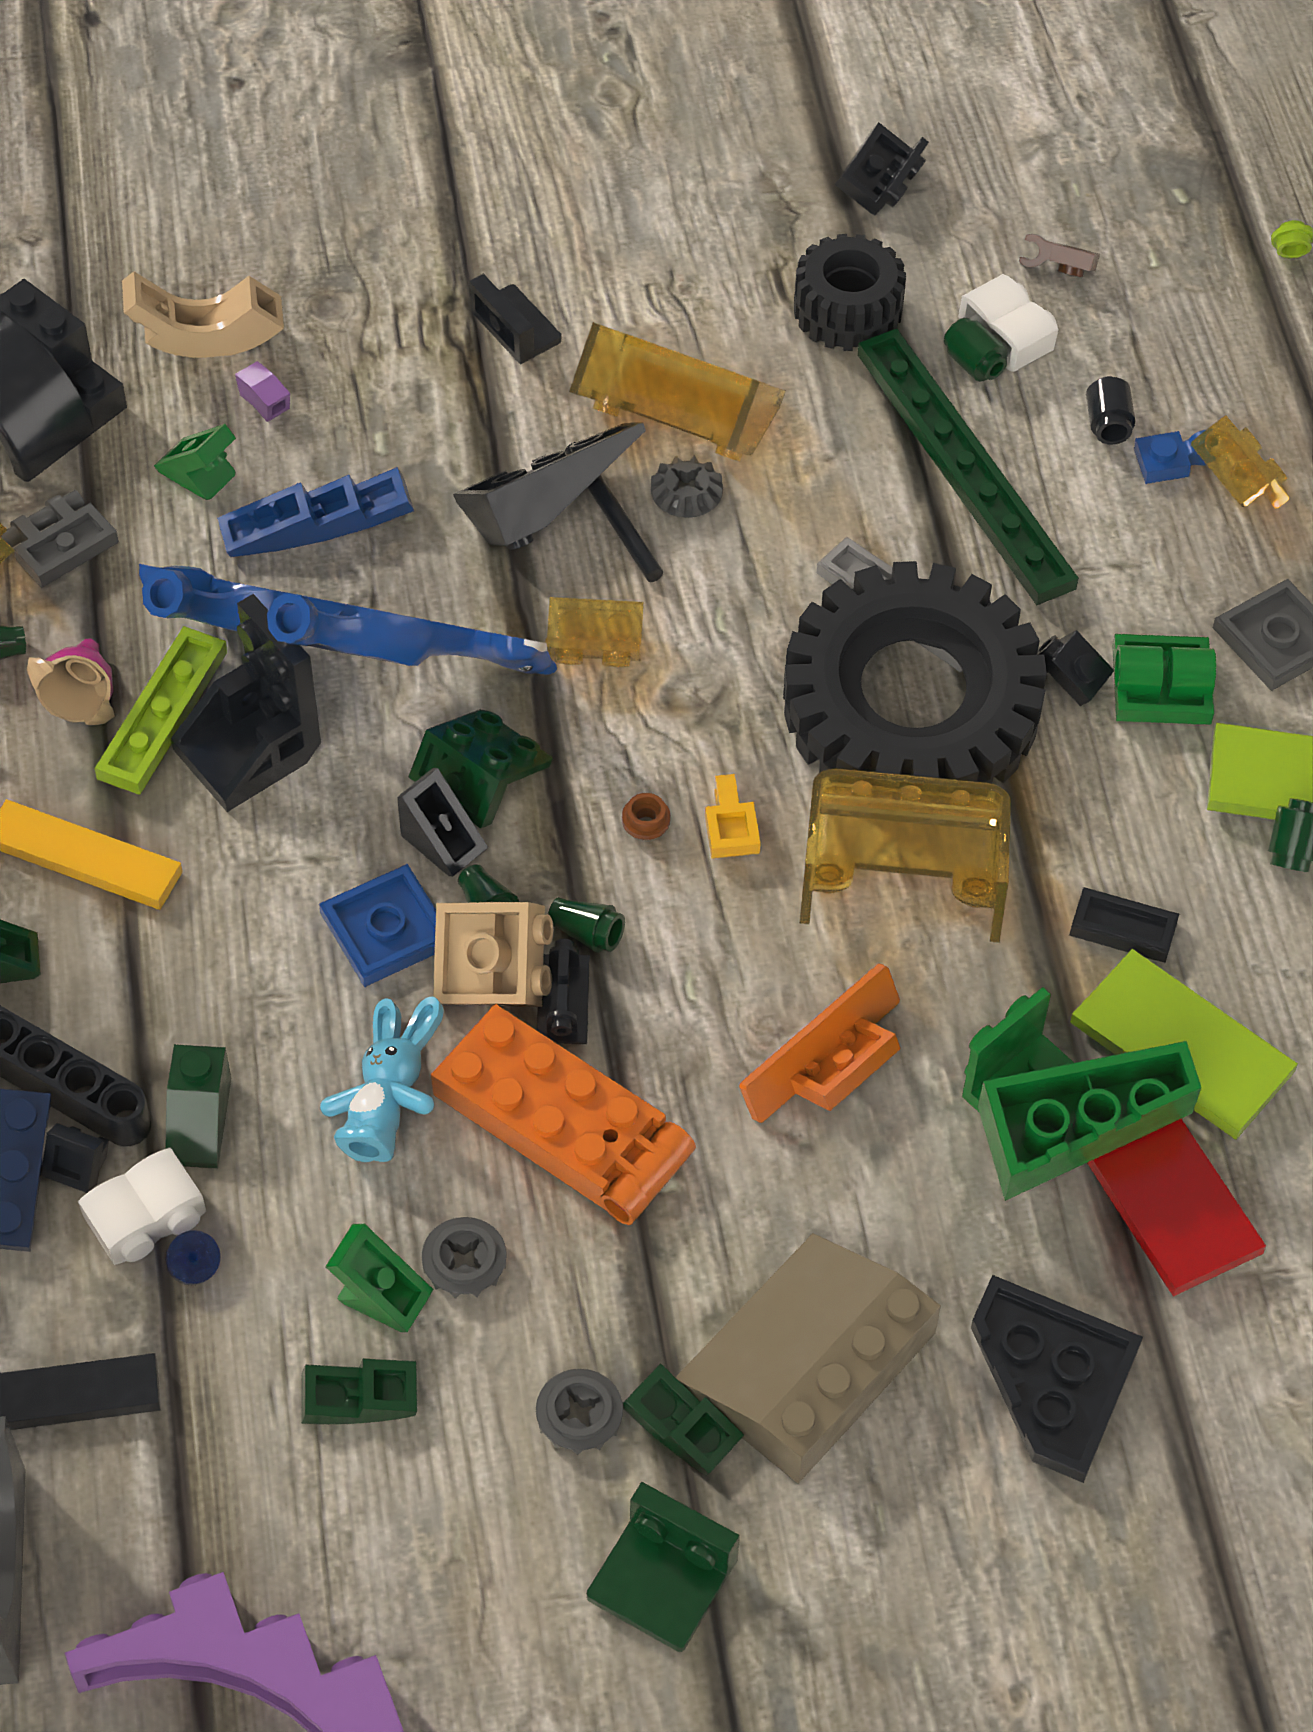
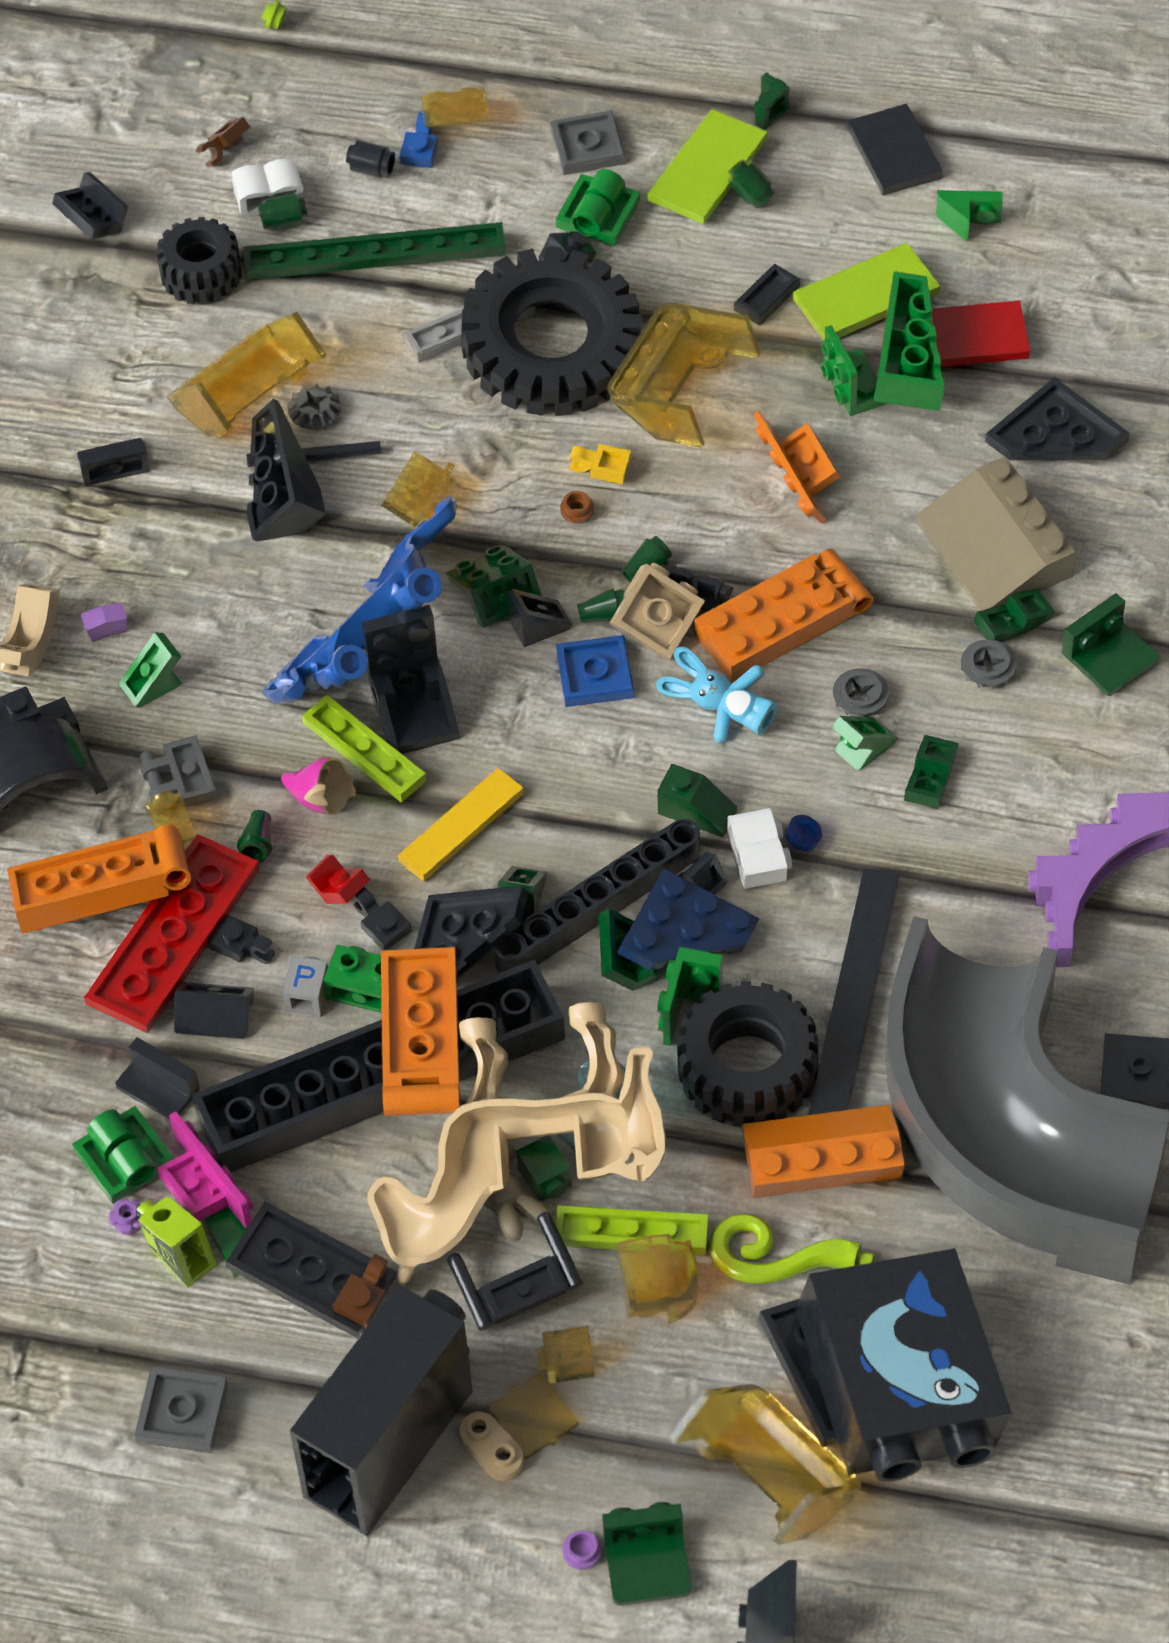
camera: 65 degrees left, 0 degrees up
(305, 518) = (234, 619): blue slope -> none

